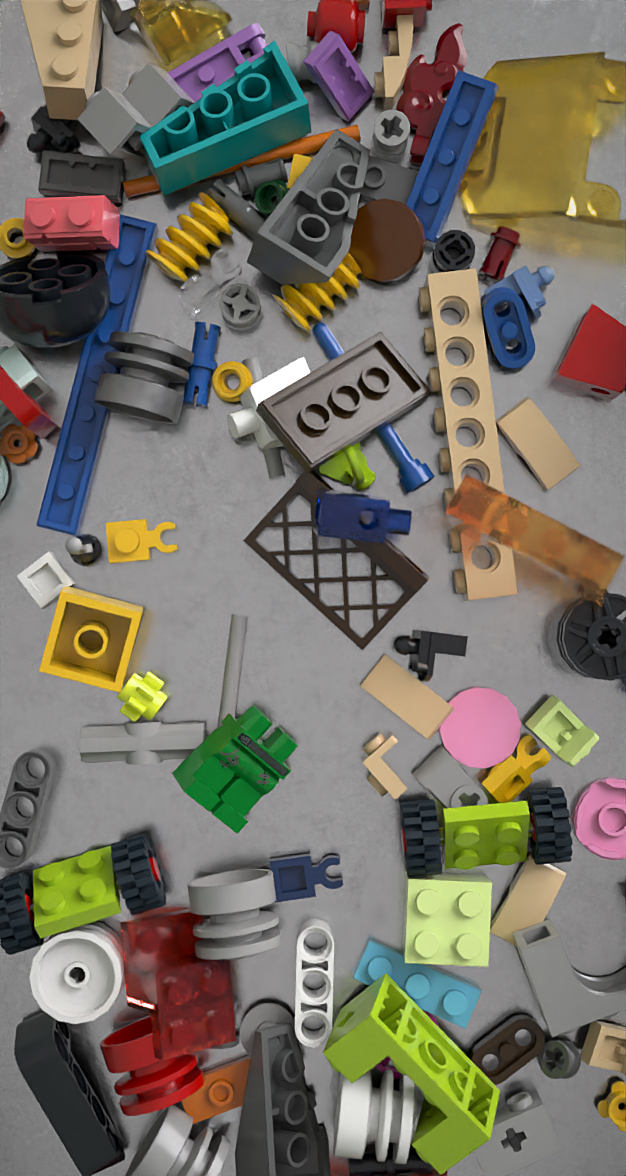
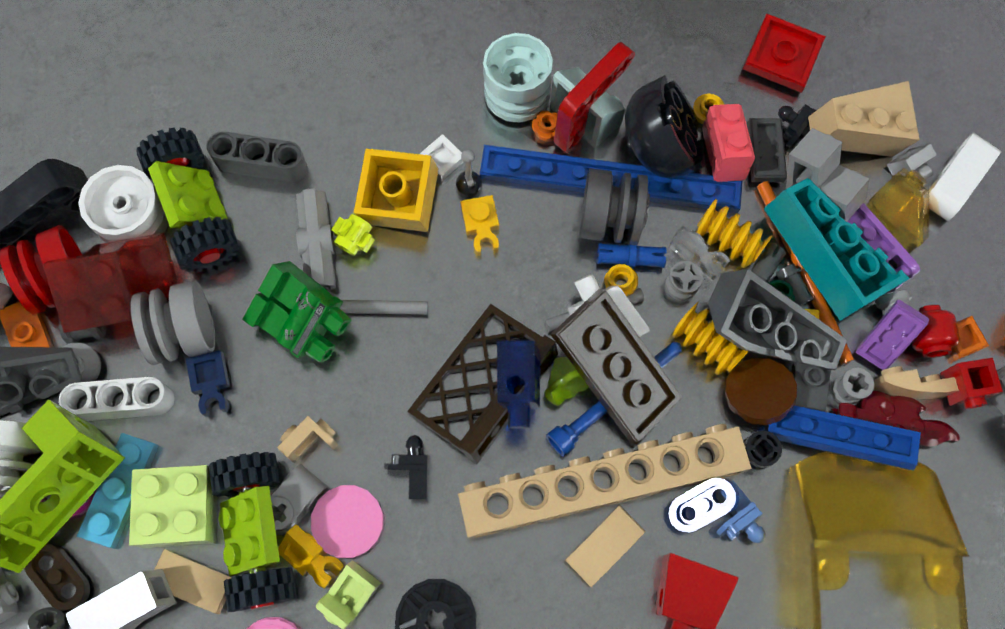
camera: 85 degrees right, 15 degrees down
(407, 697) = (368, 453): tan slope -> none
(495, 517) = (513, 535): clear orange arch -> none
(500, 253) = (769, 493): dark red pin -> none

